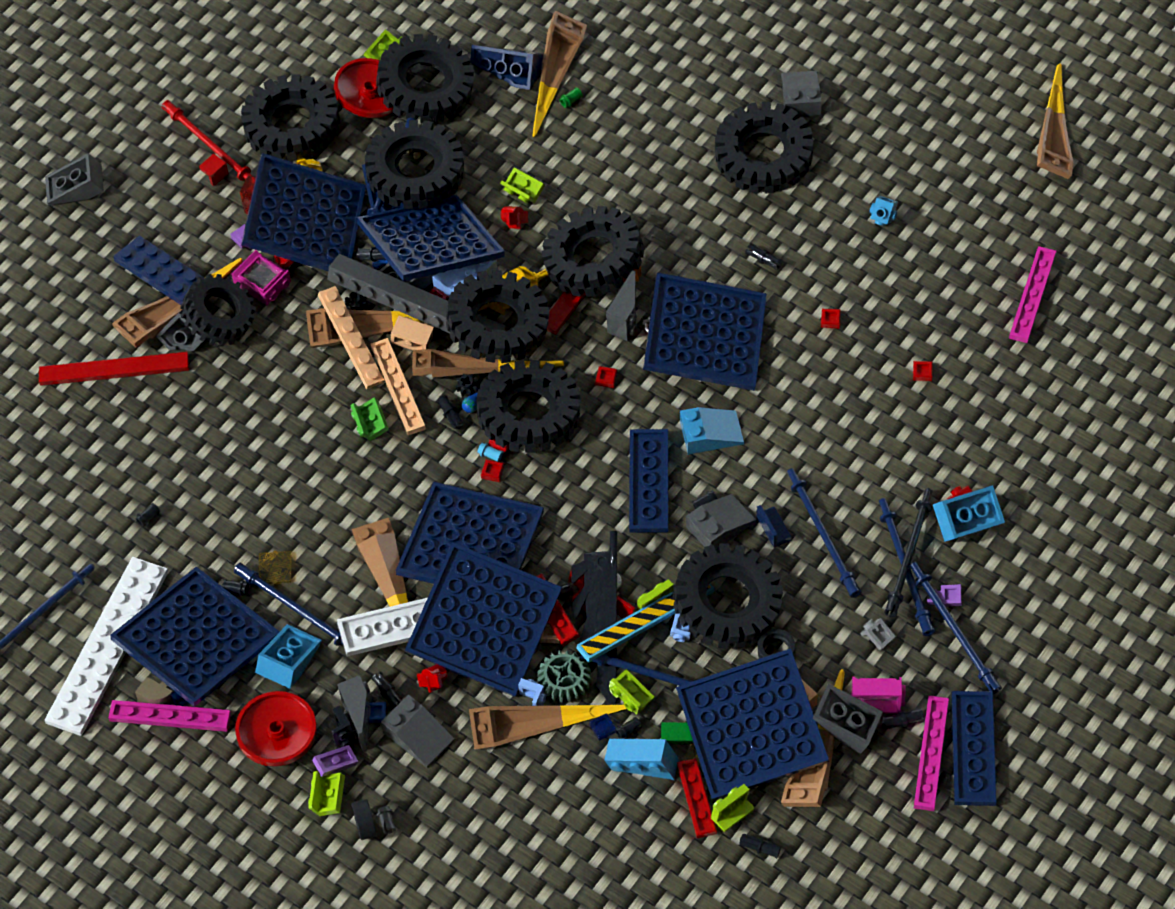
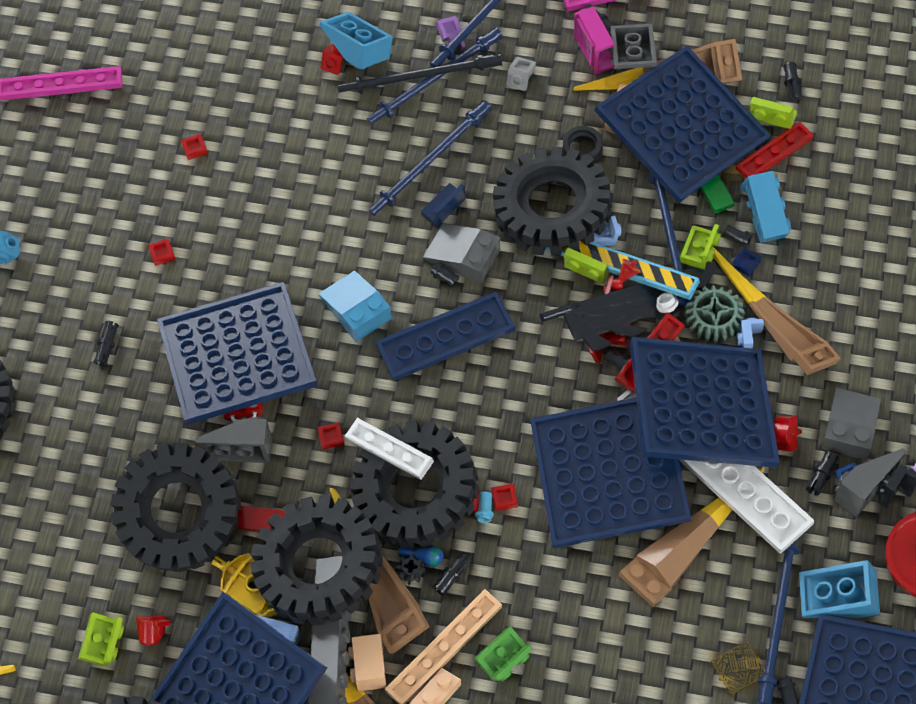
camera: 115 degrees left, 5 degrees up
(560, 392) = (389, 448): none -> white tile
(585, 634) = (666, 303): none -> white plate
(627, 616) = (628, 270): none -> red piece

